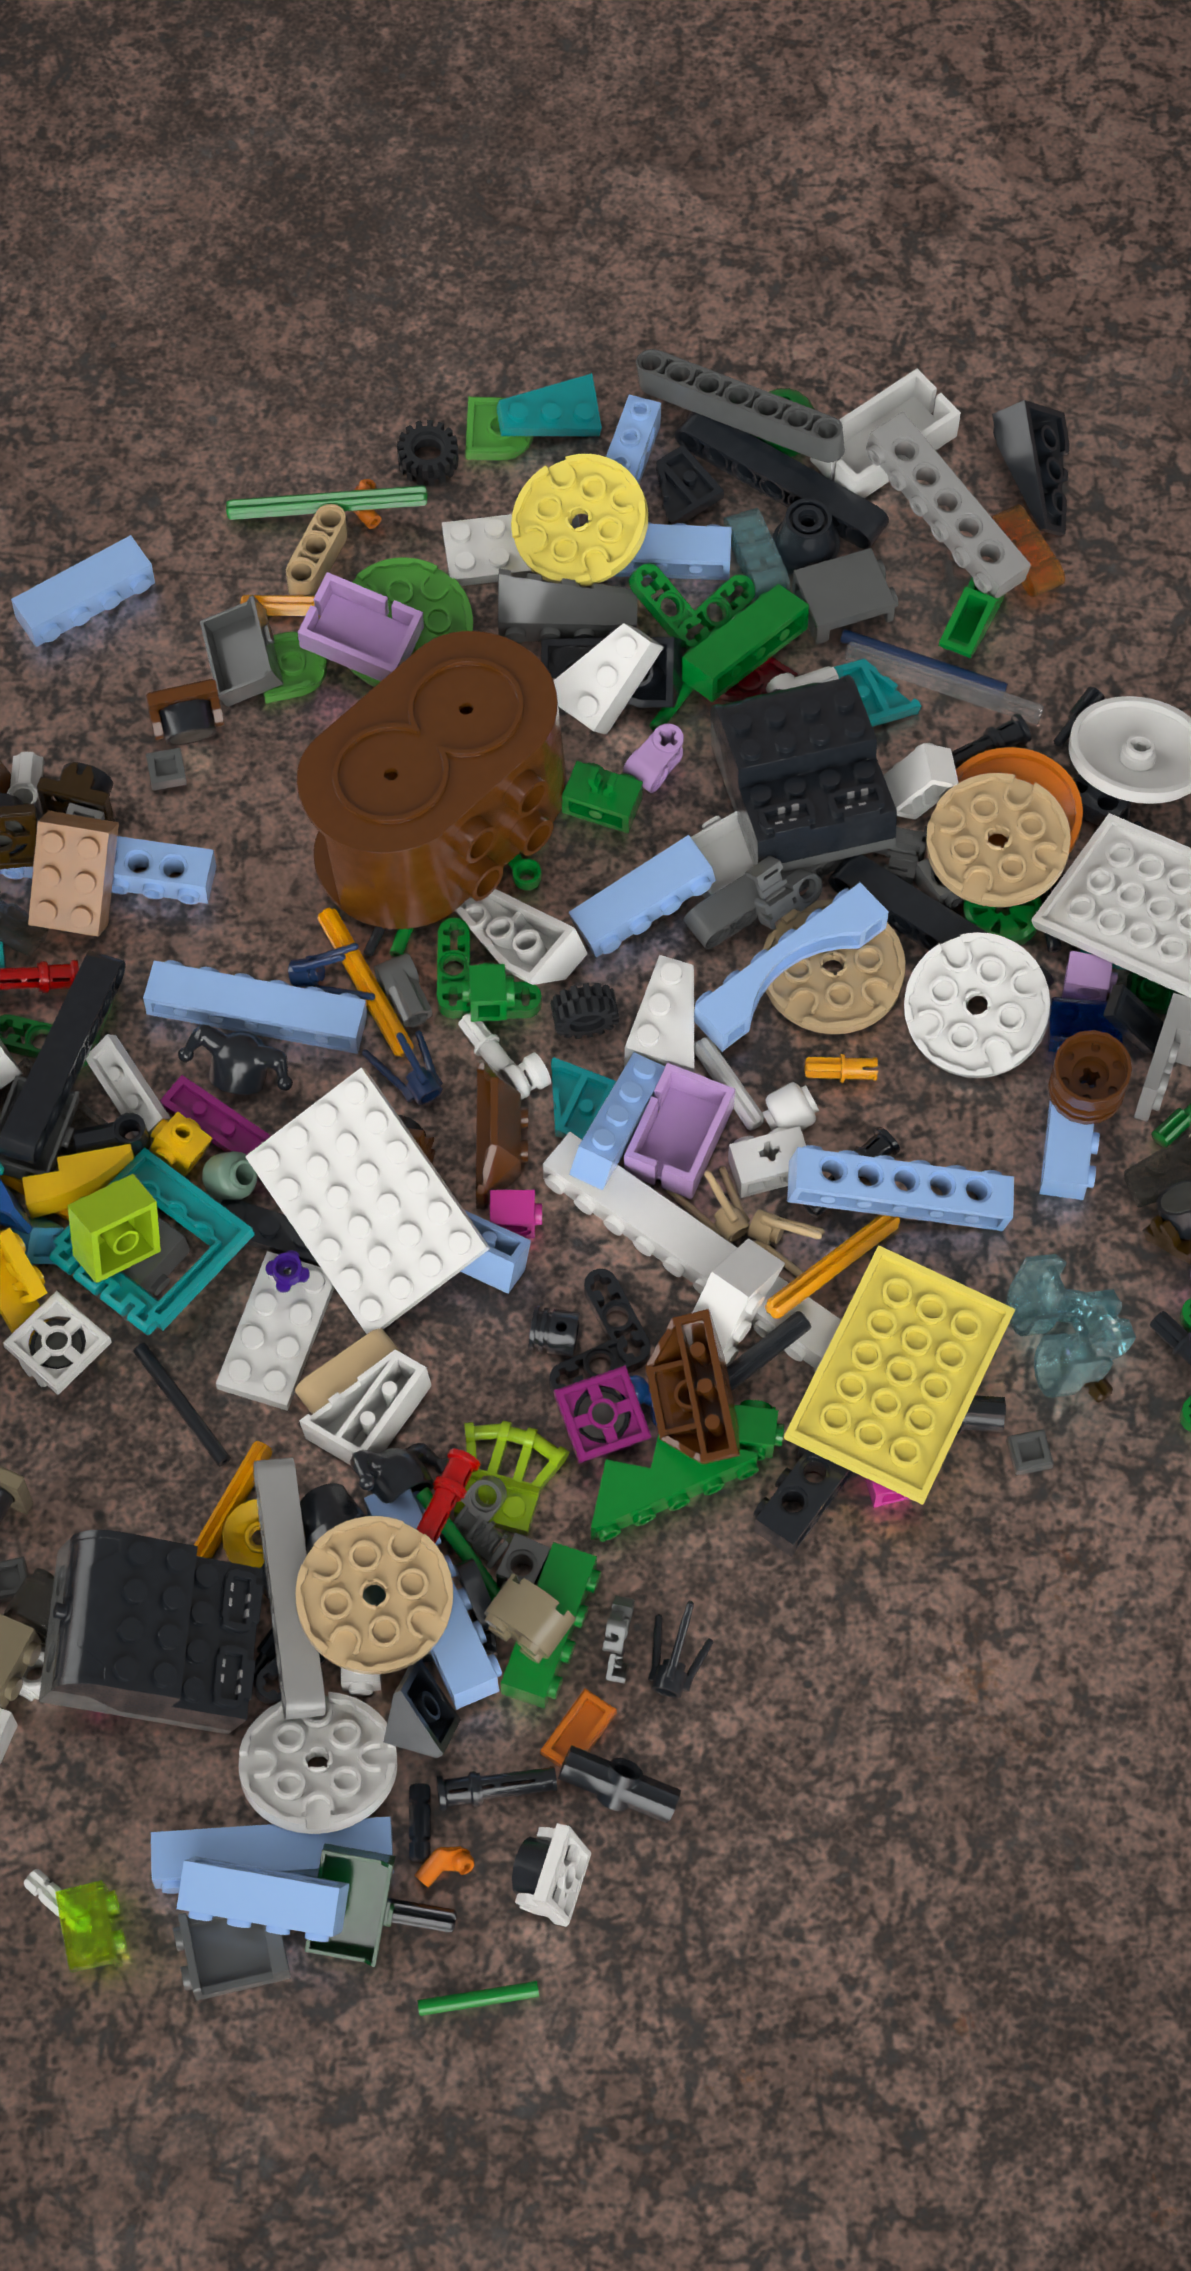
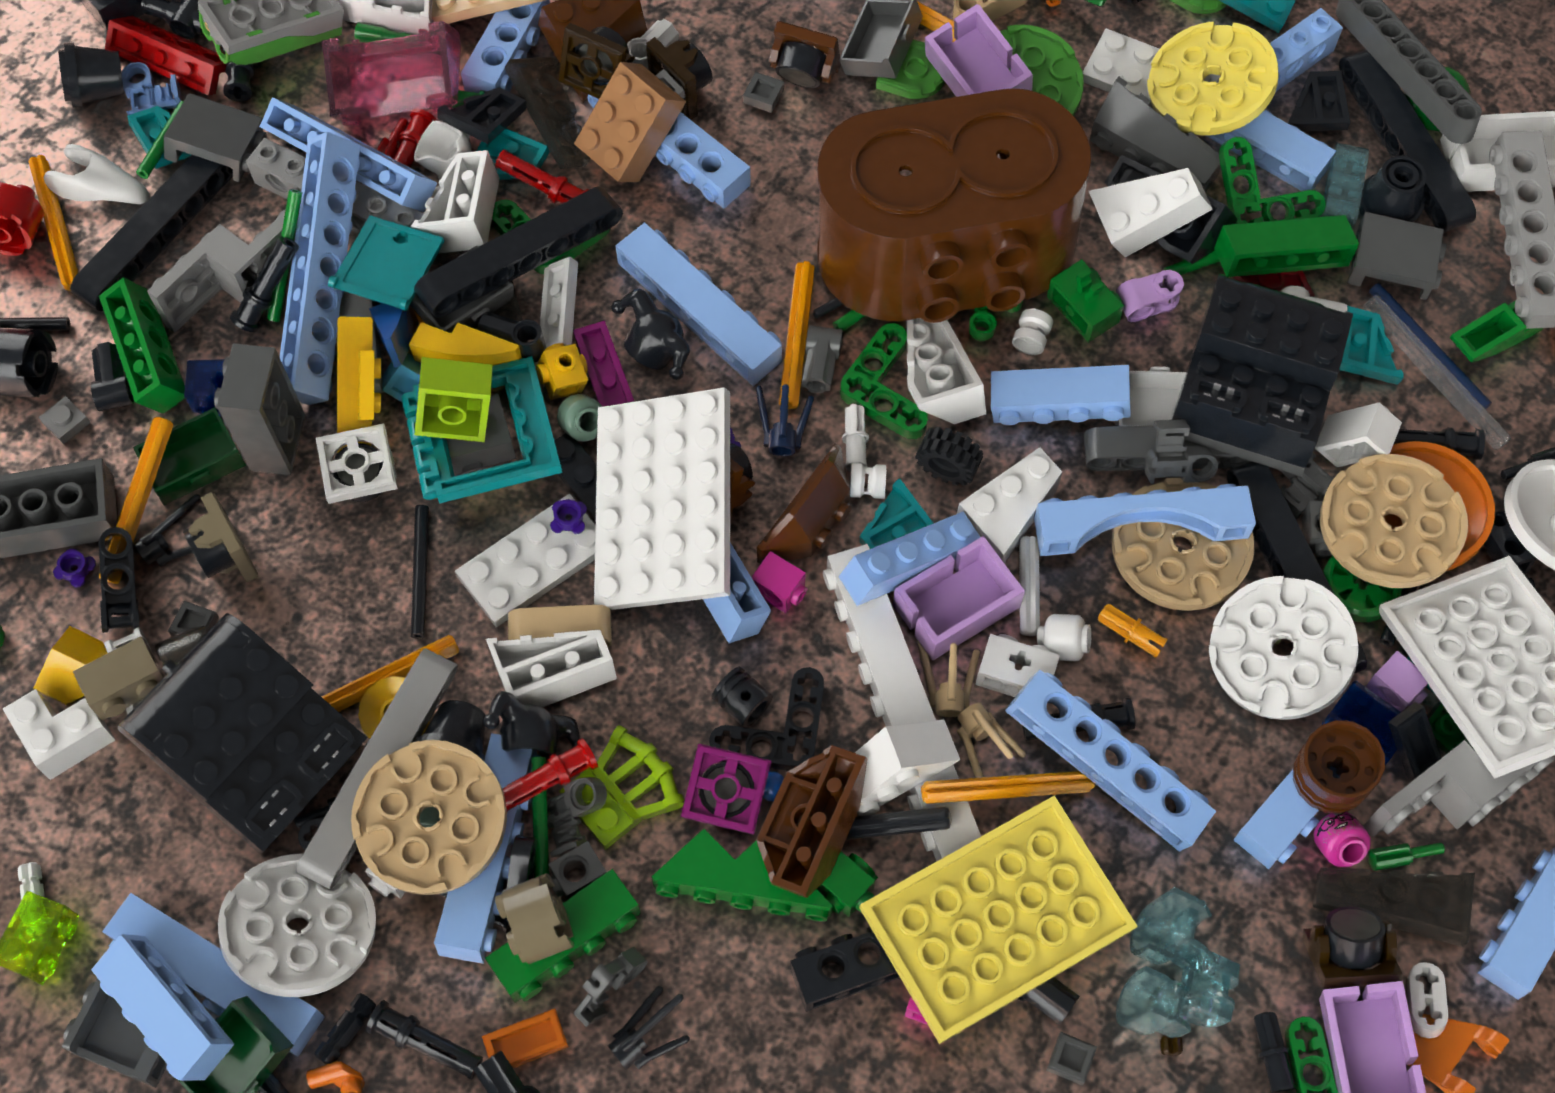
camera: 35 degrees right, 0 degrees up
(311, 971) = (760, 302): dark blue plant -> none
(420, 1714) = (401, 940): black slope -> none
(488, 992) = (881, 395): green brick -> none
(576, 855) = (1033, 328): none -> white wheel
(1126, 1136) = (1342, 839): none -> dark pink head

